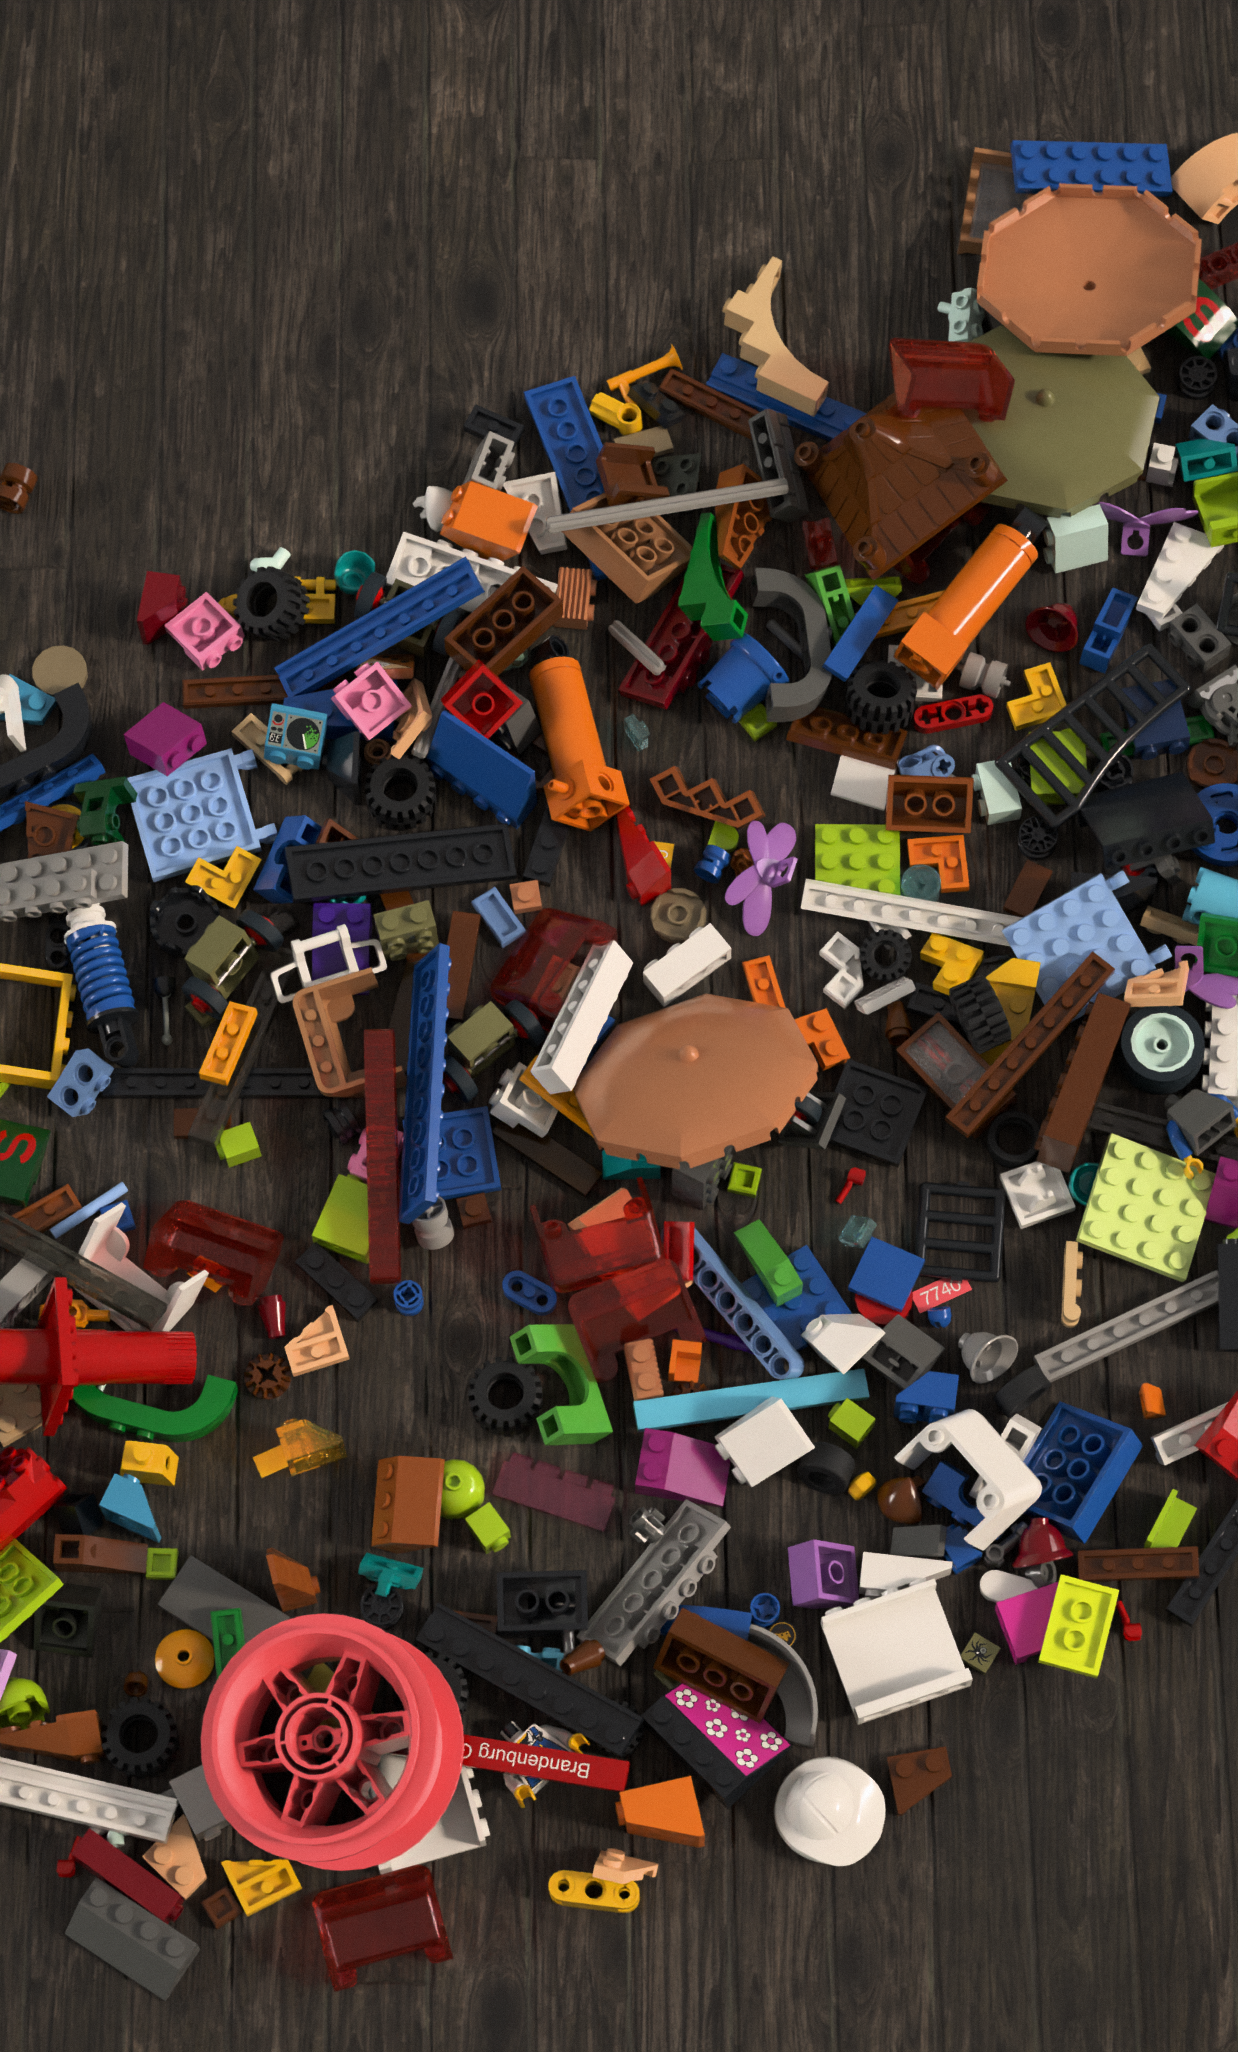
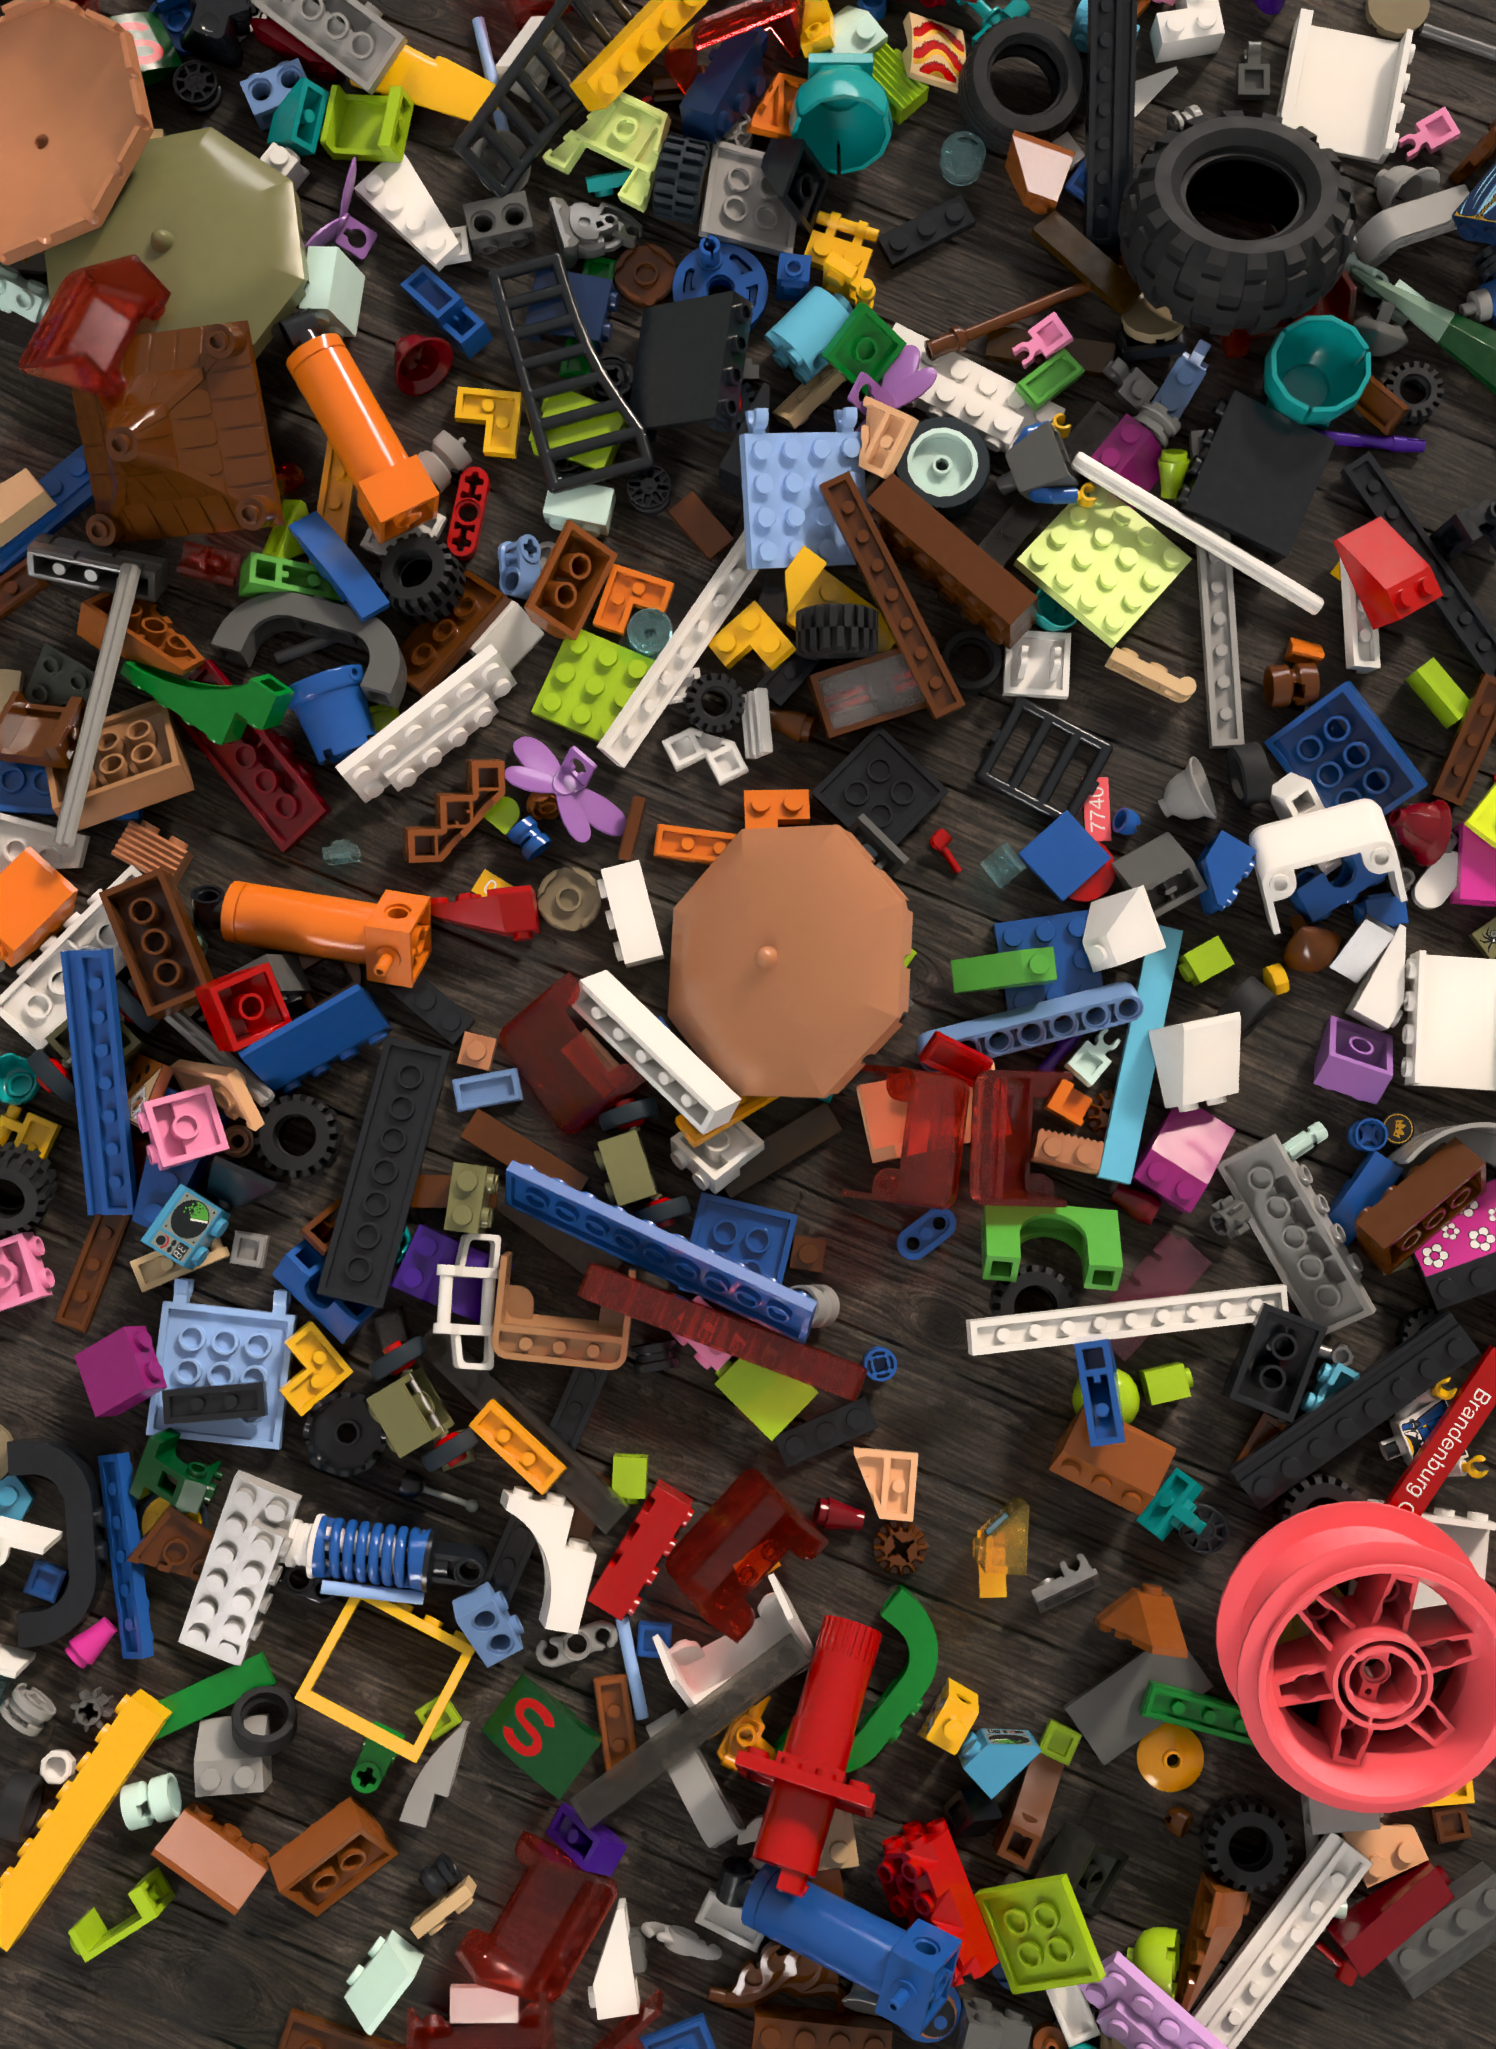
camera: 70 degrees left, 15 degrees up
(71, 986) = (372, 1592): none -> light blue bar
(103, 1166) = (565, 1655): none -> light grey piece
(150, 1121) = (566, 1564): none -> white arch
(169, 815) = (215, 1402): none -> black plate
(186, 1175) = (641, 1549): none -> red wedge
(288, 1515) = (1054, 1592): none -> flat silver plate
(297, 796) = (249, 1249): none -> light grey tile
(461, 1460) = (1100, 1392): none -> blue slope
(524, 1462) = (1121, 1319): none -> white plate
(583, 1657) = (1353, 1343): reddish brown cone -> none
(626, 1452) = (1136, 1203): none -> dark red cone
(637, 647) = (244, 811): light grey axle -> none
(727, 1365) = (1090, 1059): none -> light aqua plate
(736, 1563) = (1304, 1140): none -> light aqua axle
(755, 937) = (632, 829): none -> reddish brown tile
(765, 752) = (429, 727): none -> white plate
(1115, 1388) = (1296, 684): none -> reddish brown wheel
(1204, 1269) = (1197, 533): none -> white axle

